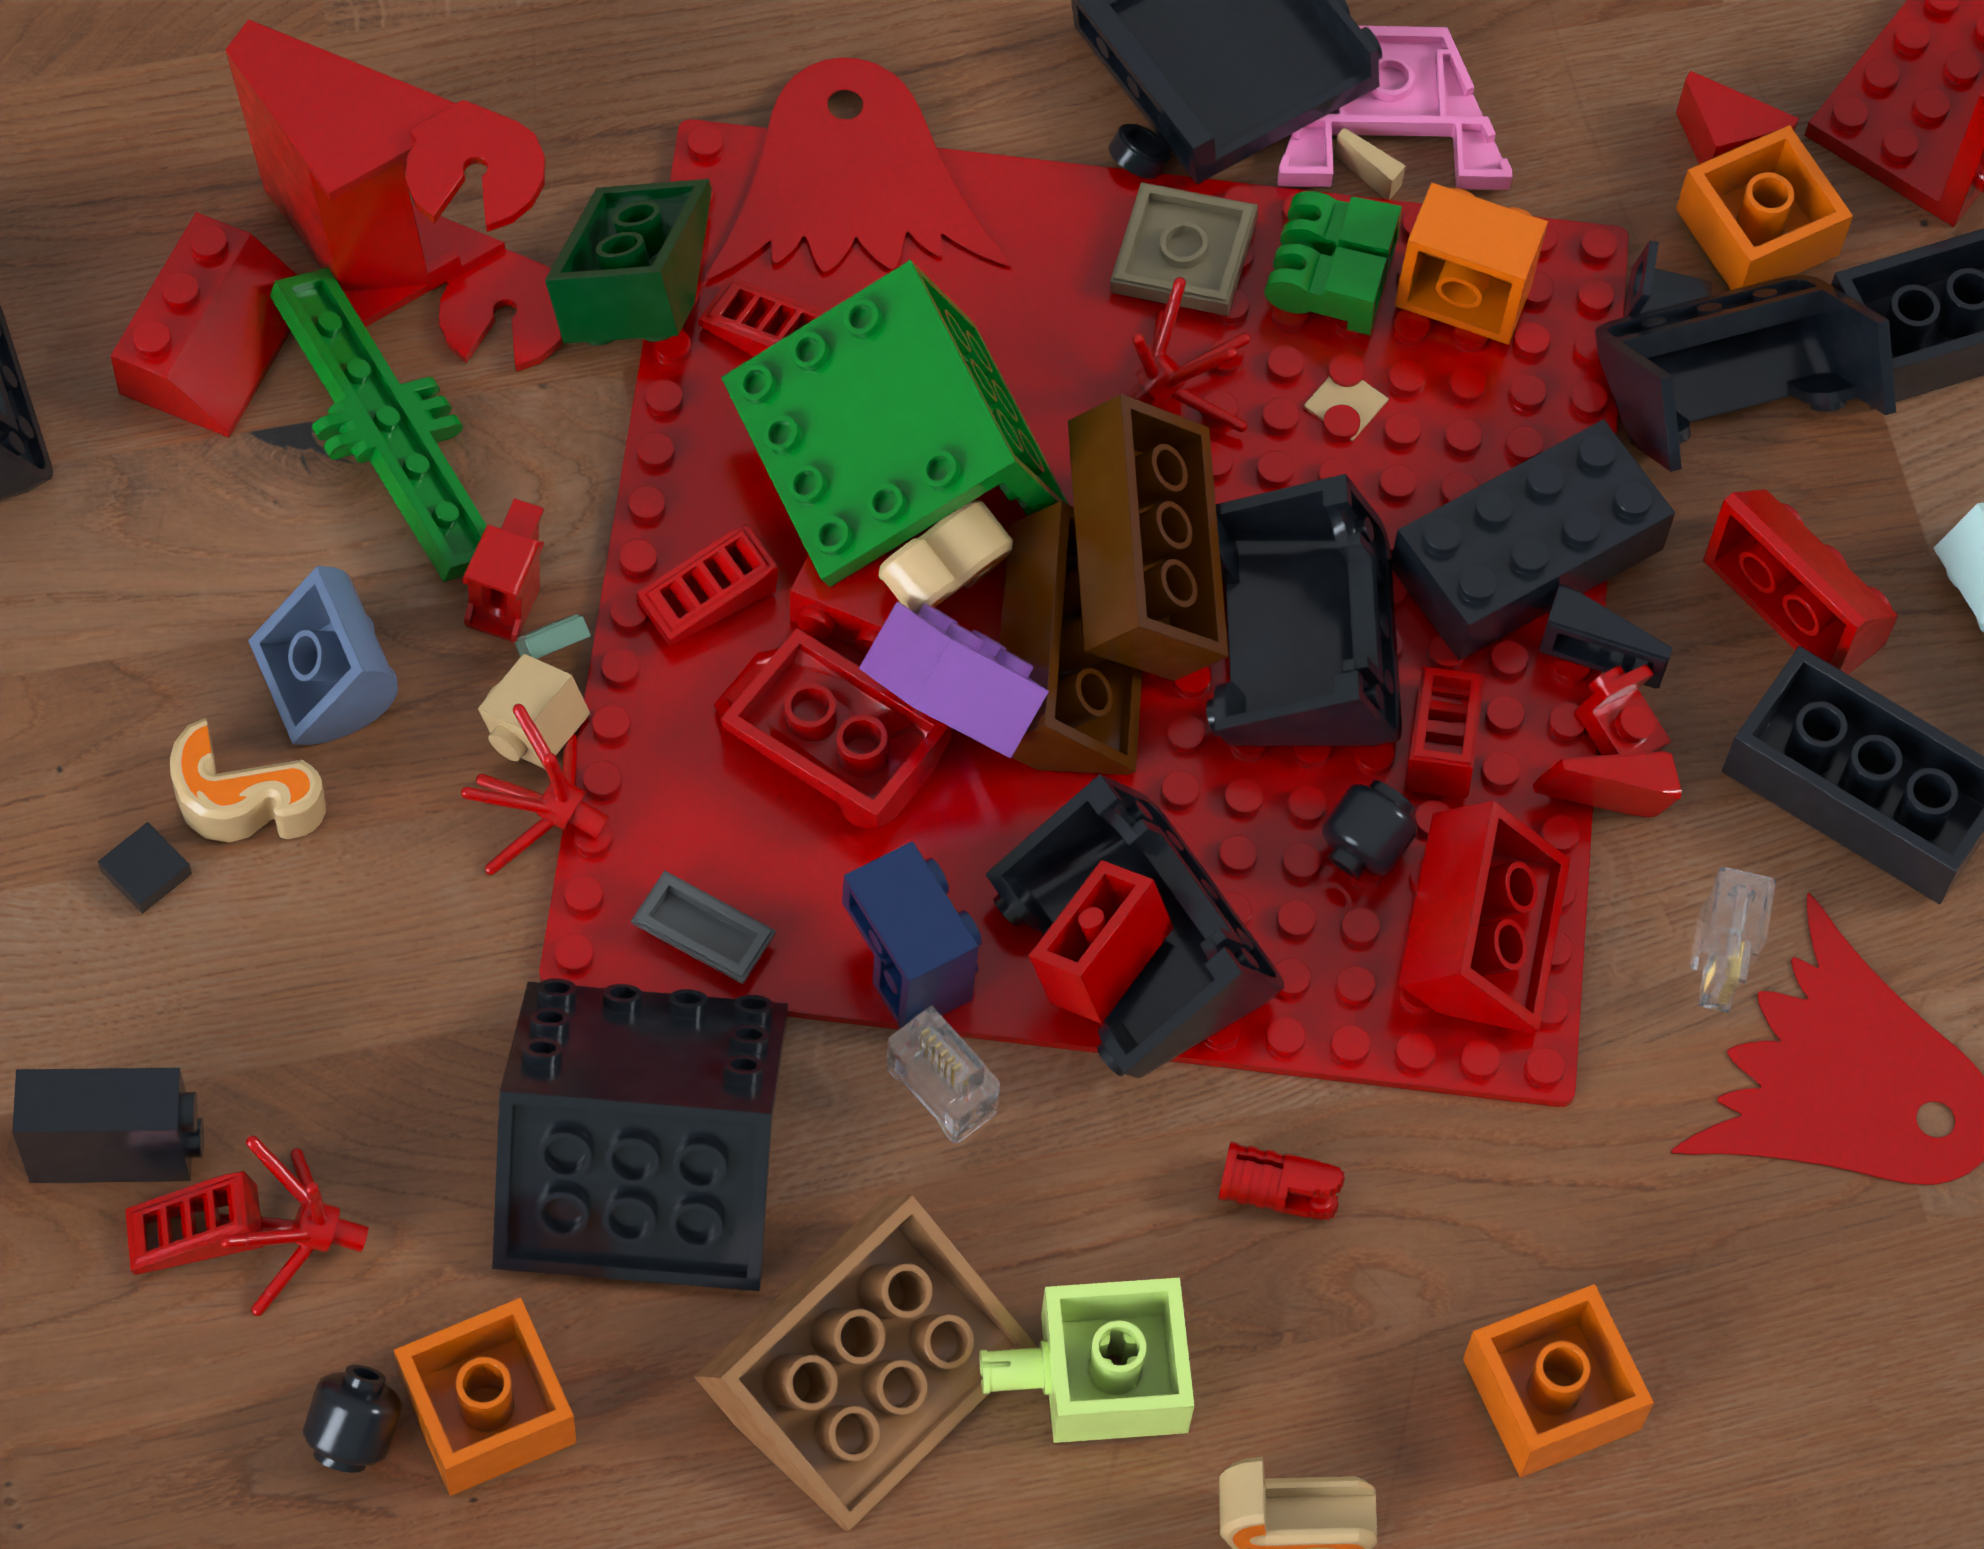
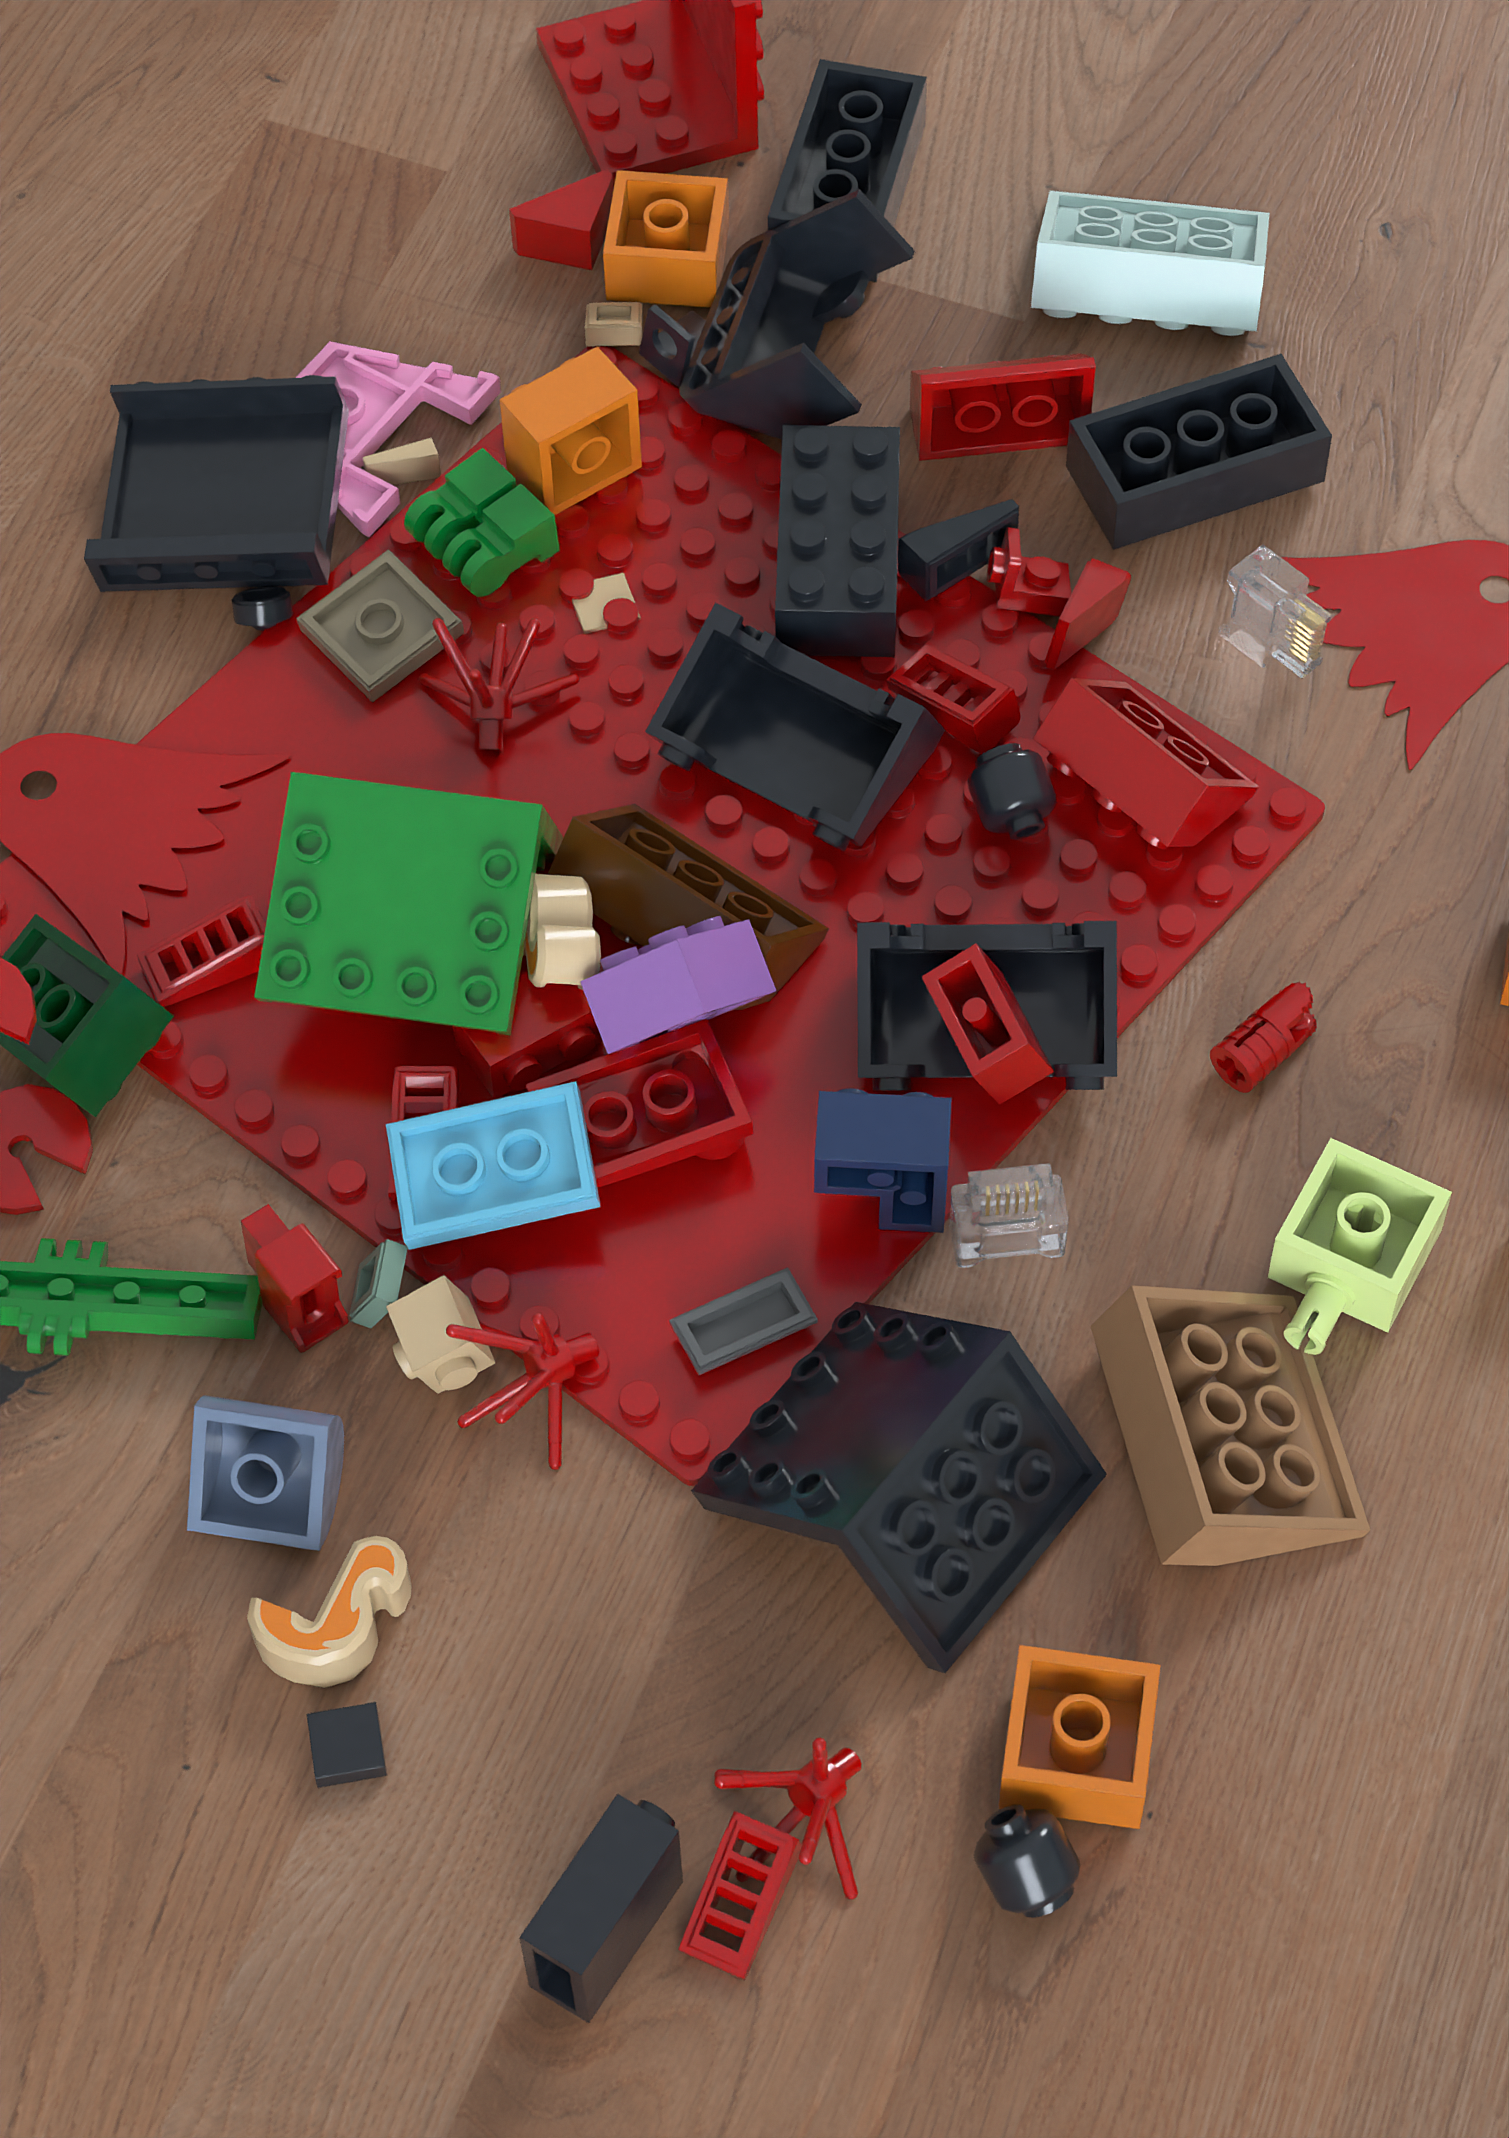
camera: 50 degrees left, 5 degrees down
(701, 649) = (492, 1165): none -> medium azure tile
(1147, 538) = (649, 781): reddish brown brick -> none
(1648, 221) = (614, 324): none -> tan tile

